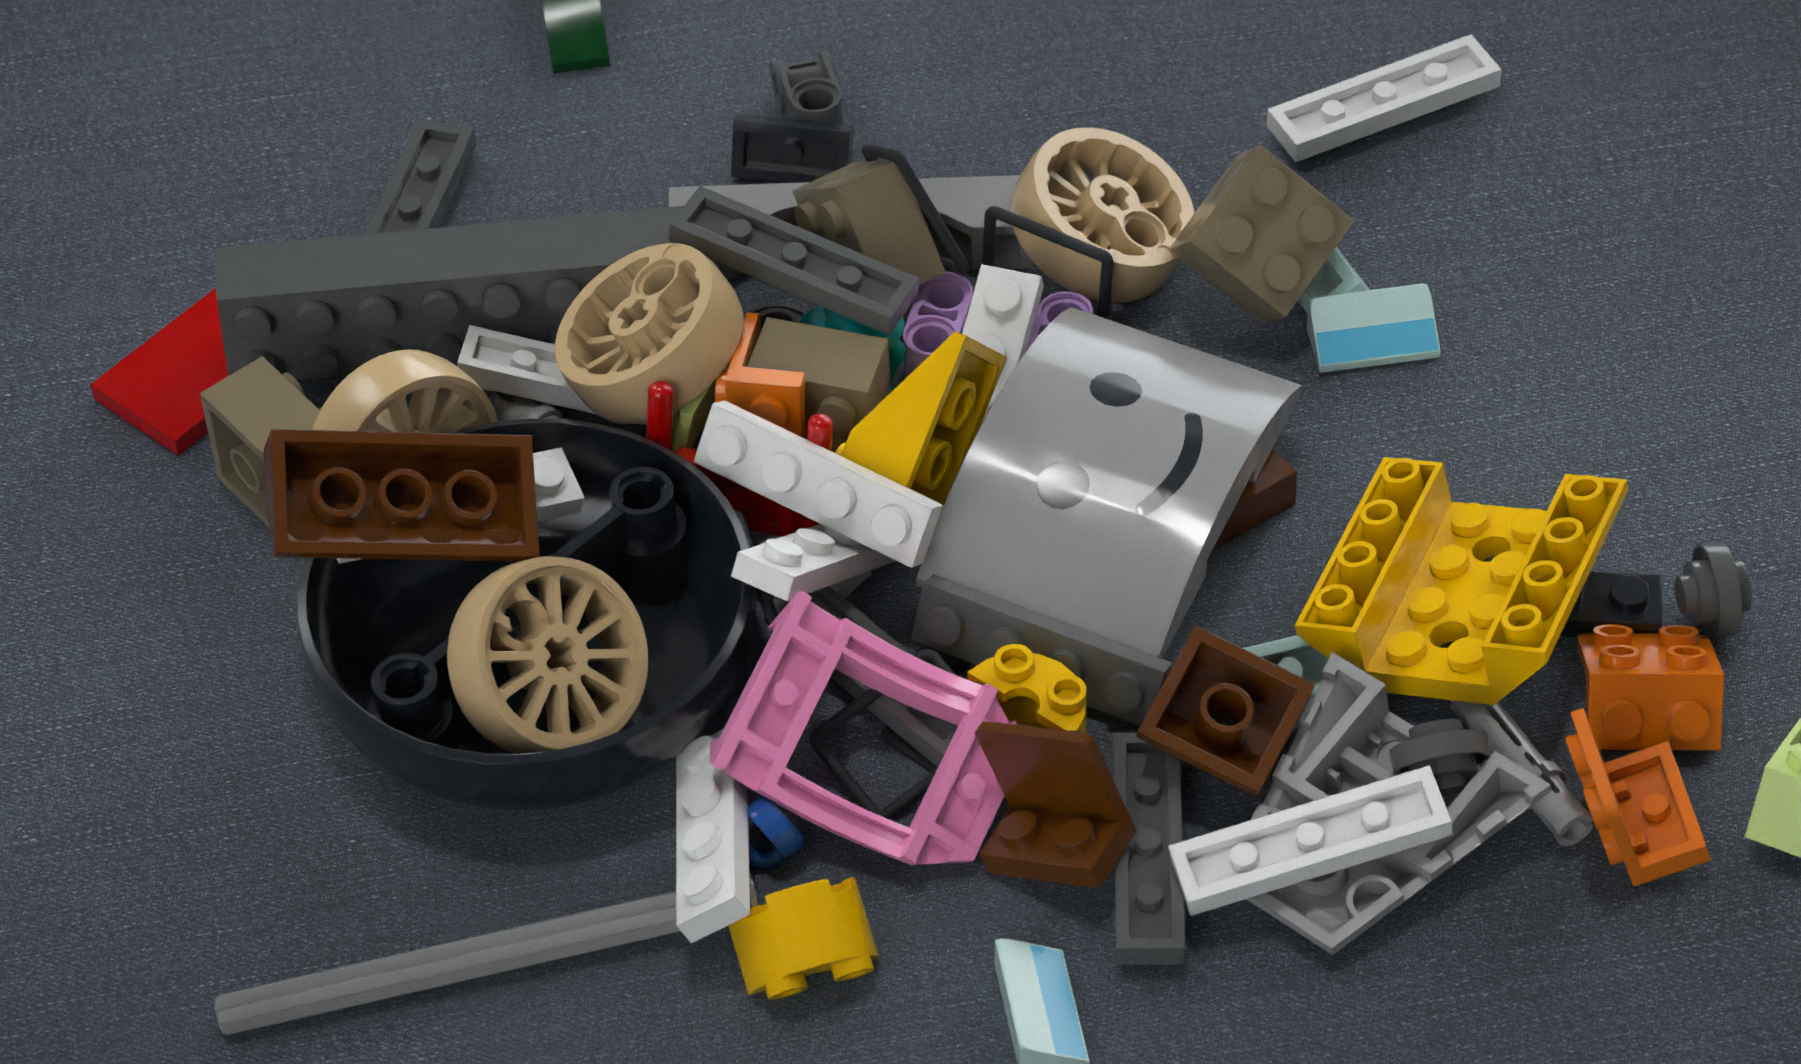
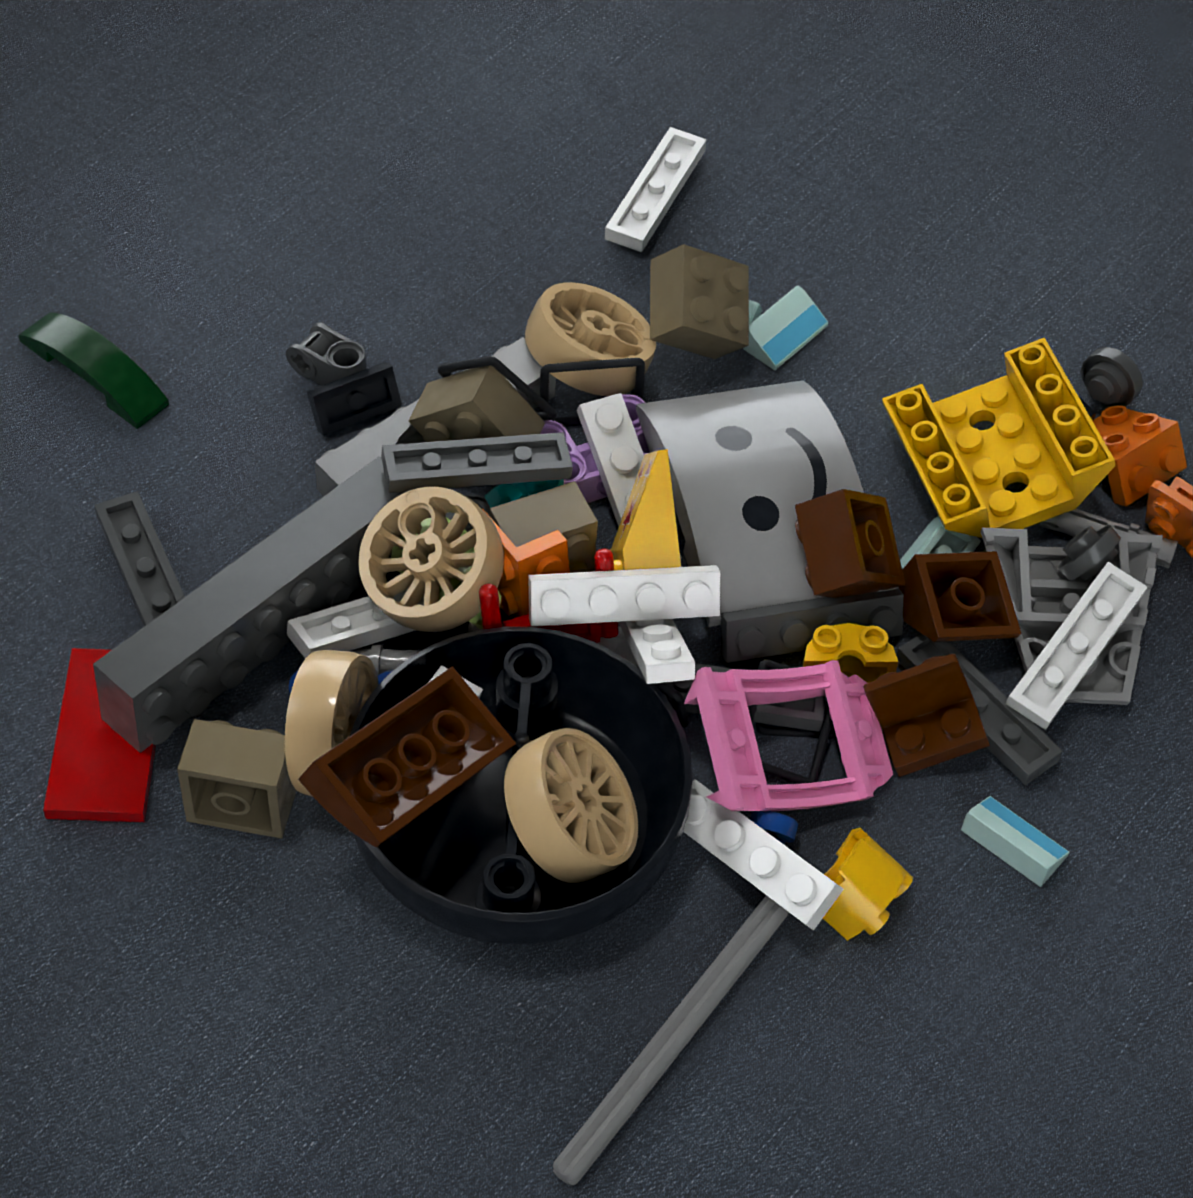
camera: 45 degrees left, 5 degrees up
(1131, 572) = (848, 544): none -> reddish brown slope

